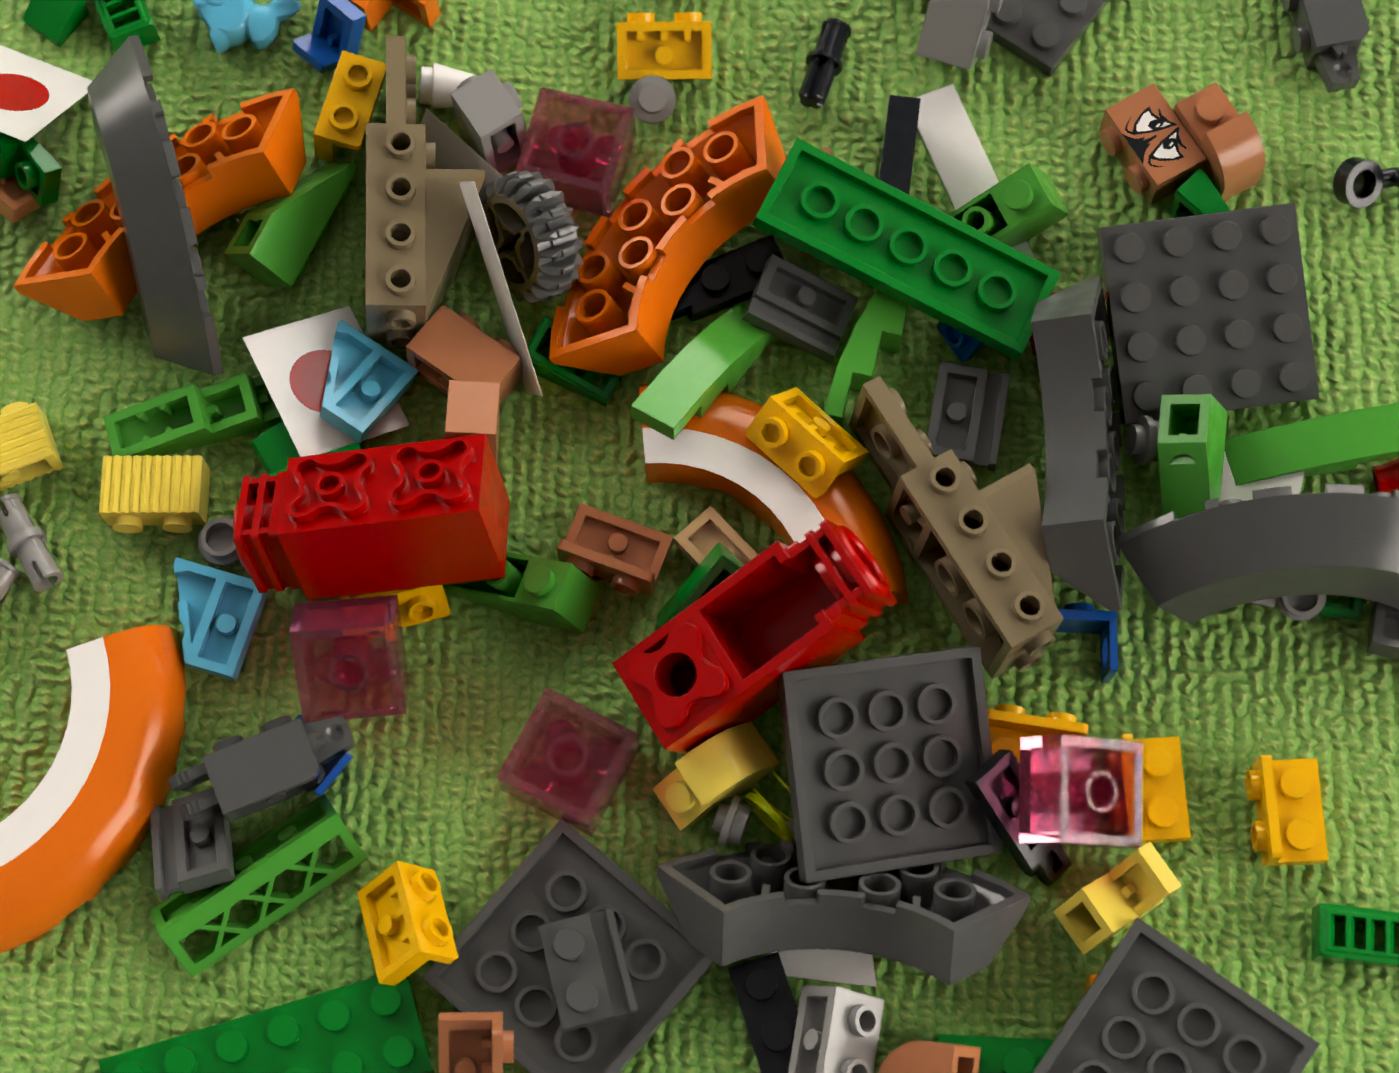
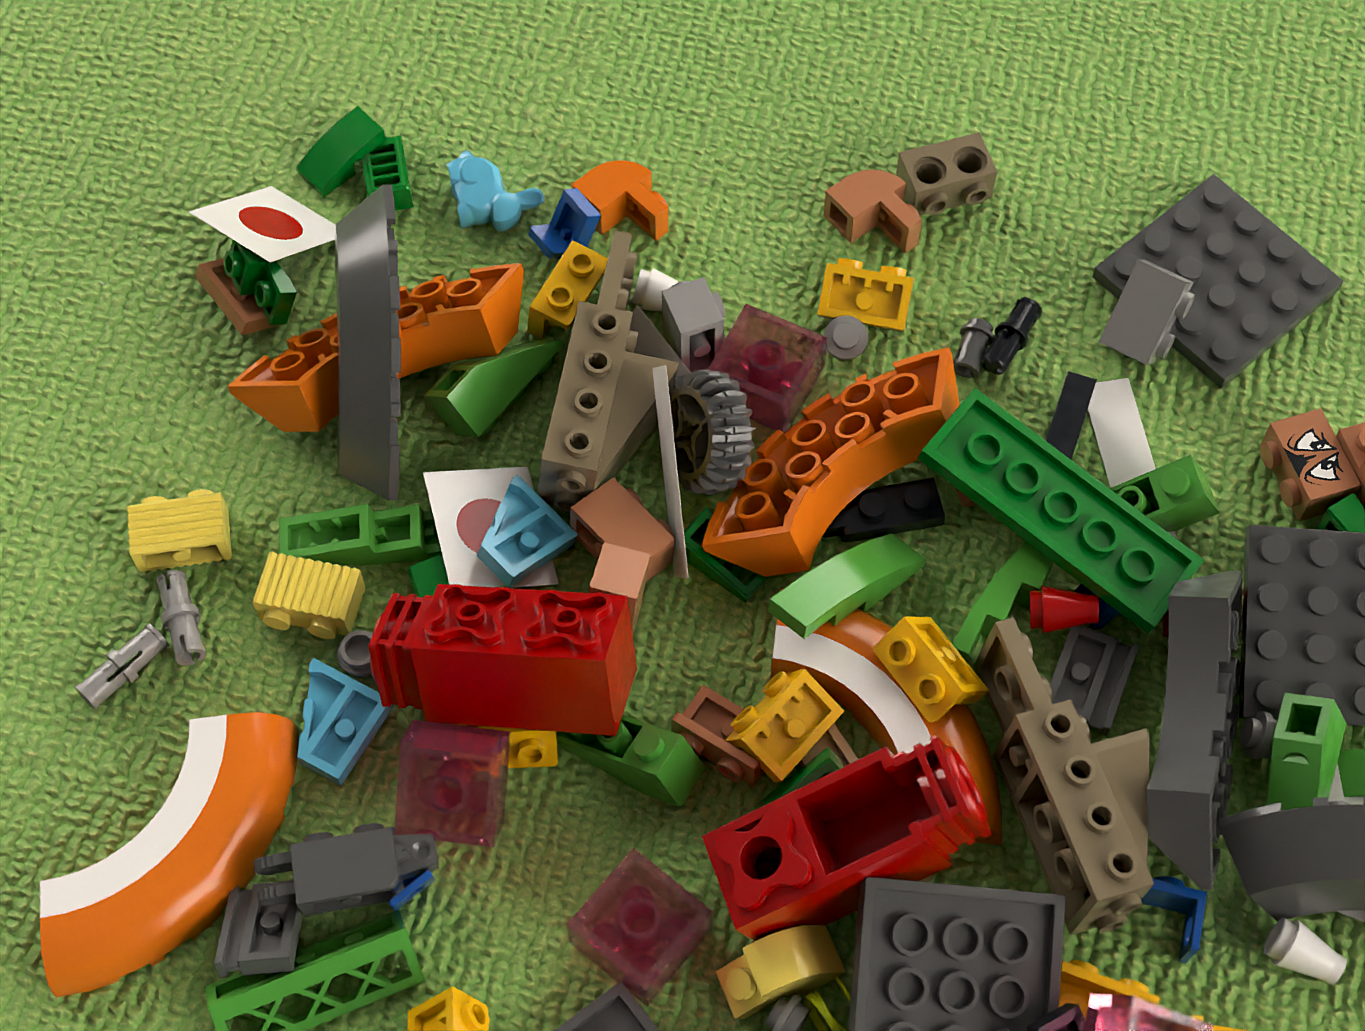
camera: 10 degrees right, 10 degrees down
(670, 527) = (785, 722): none -> yellow bracket
(786, 83) = (975, 338): none -> dark grey pin
(800, 308) = (947, 548): dark grey plate -> none
(926, 351) = (1061, 609): none -> red cone
(1218, 648) = (1300, 950): none -> white cone

